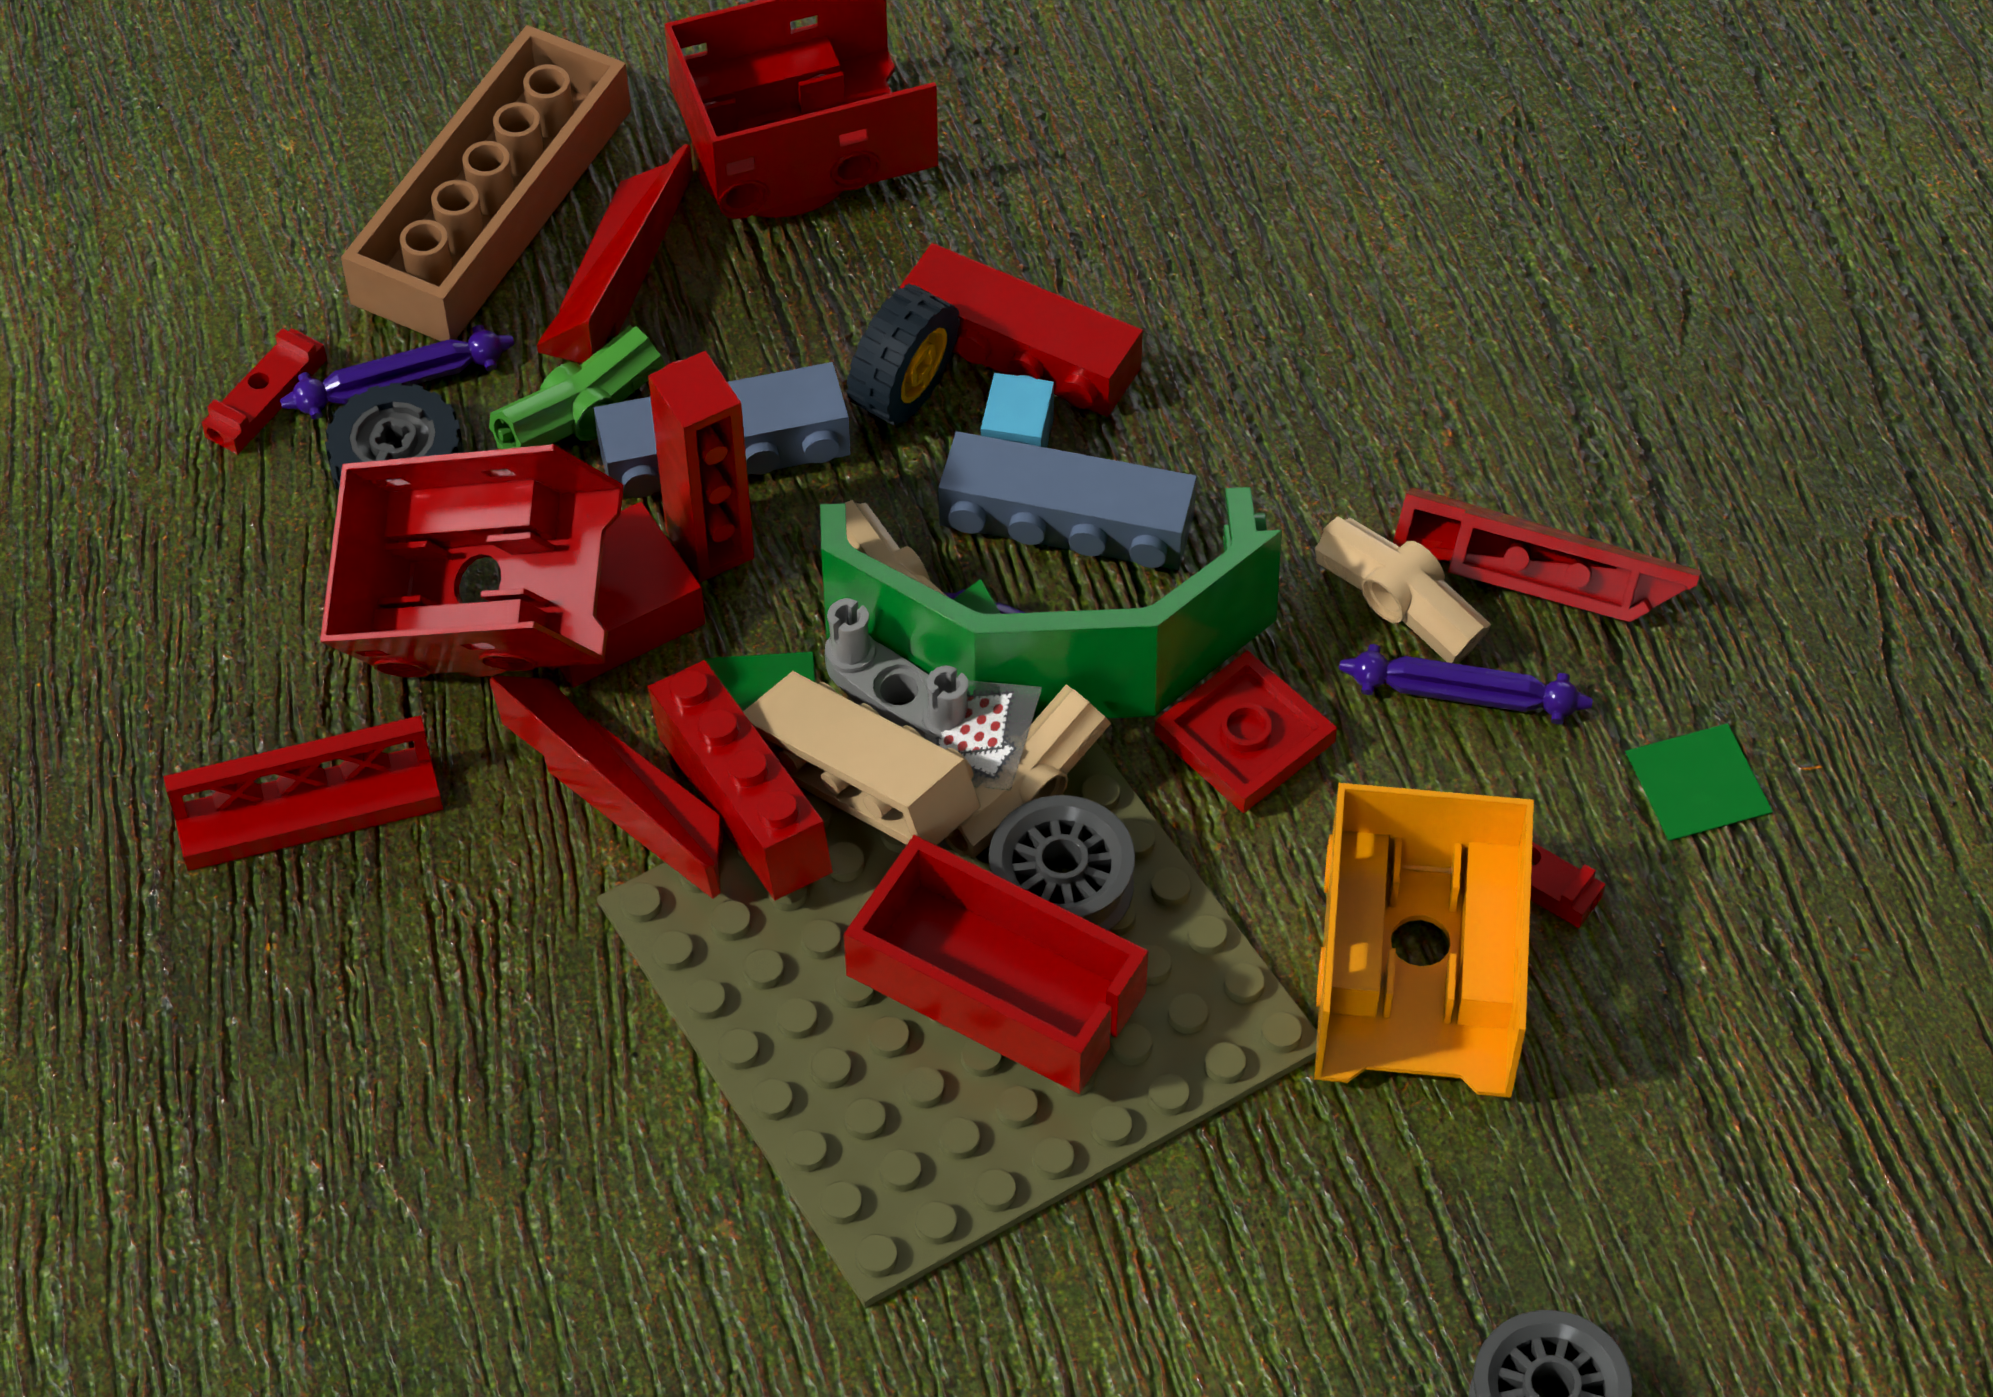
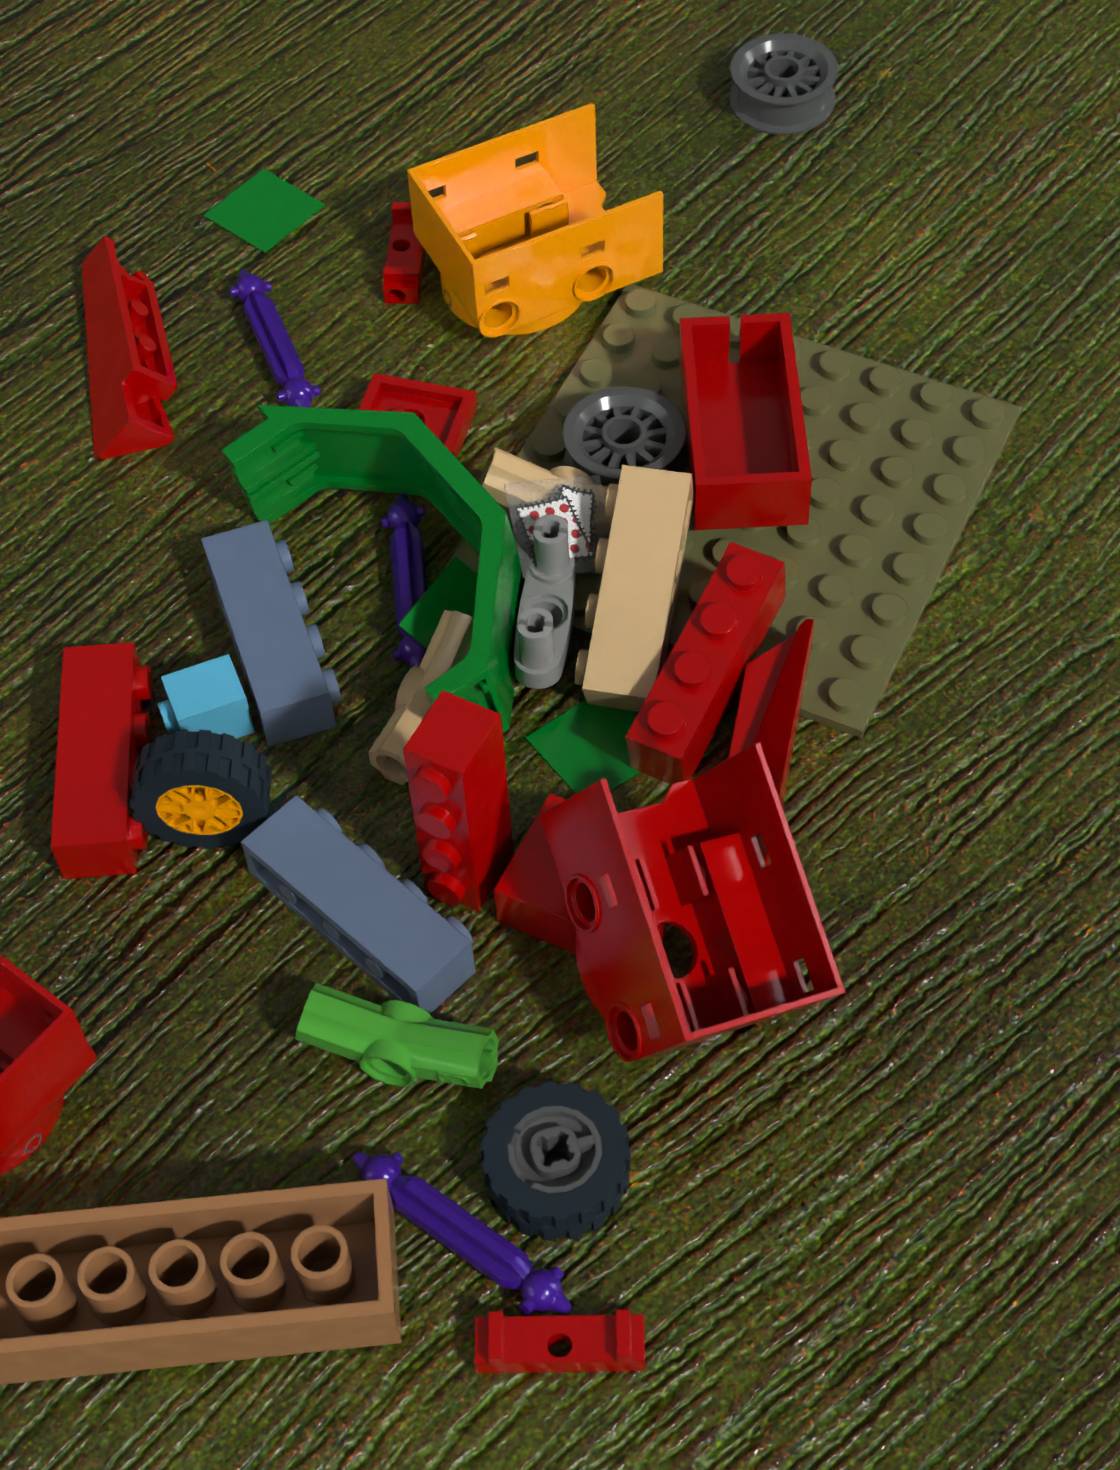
camera: 120 degrees left, 0 degrees up
(305, 799) = (955, 979): red fence -> none
(617, 260) = (204, 1118): red wedge -> none
(1402, 586) = (213, 397): tan piece -> none

